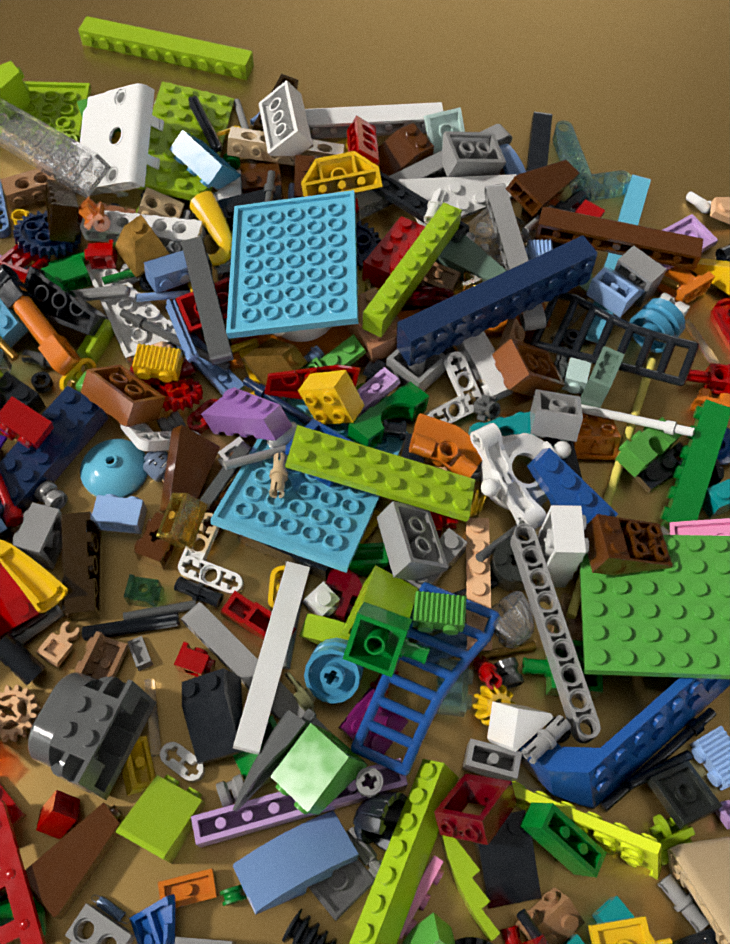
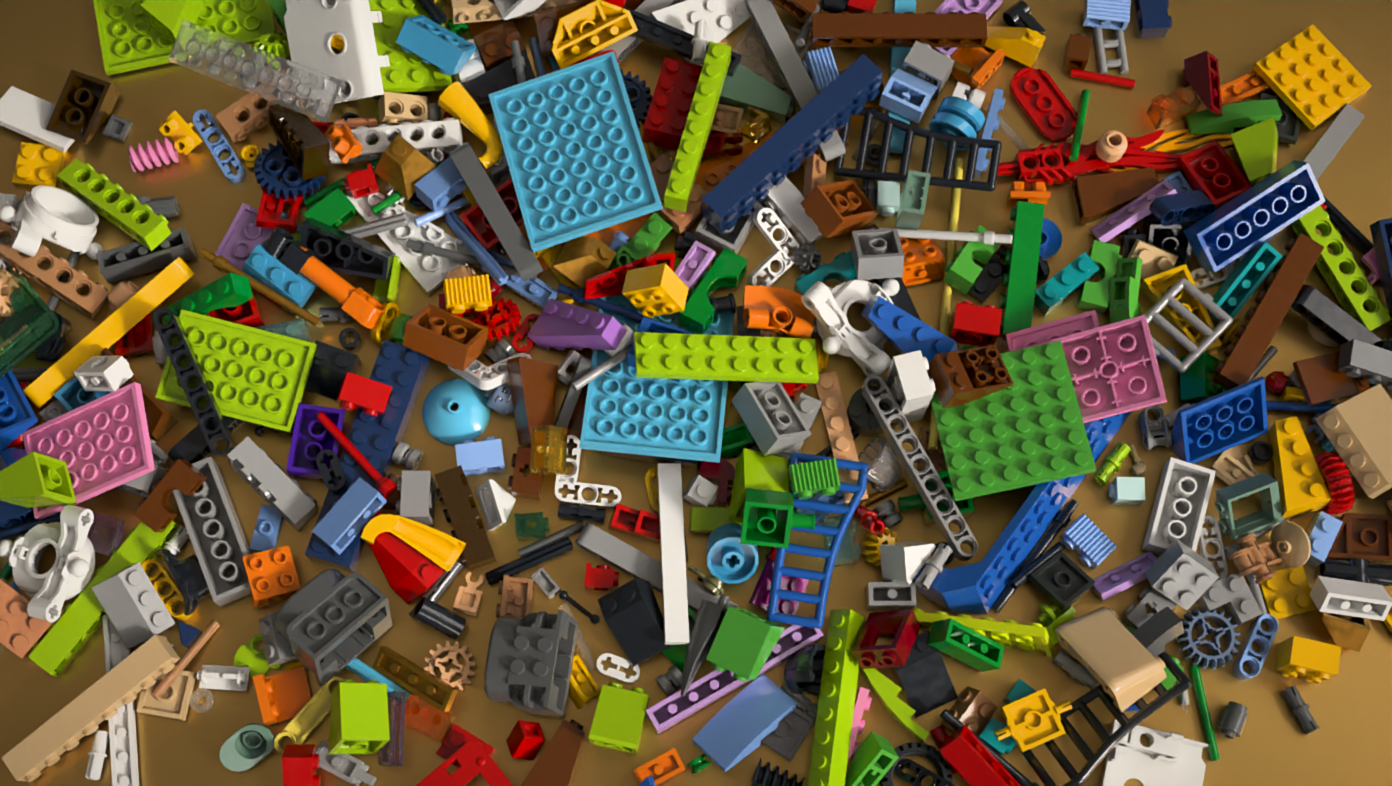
camera: 15 degrees left, 10 degrees up
(118, 561) = (495, 503): none -> white slope
(175, 702) = (593, 618): none -> black hinge
(278, 476) = (628, 383): tan pin -> none
(372, 774) = (791, 634): light grey bush -> none
(489, 550) = (843, 405): dark grey bar -> none
(640, 502) = (974, 324): none -> red brick
(690, 334) = (991, 124): none -> medium blue plate

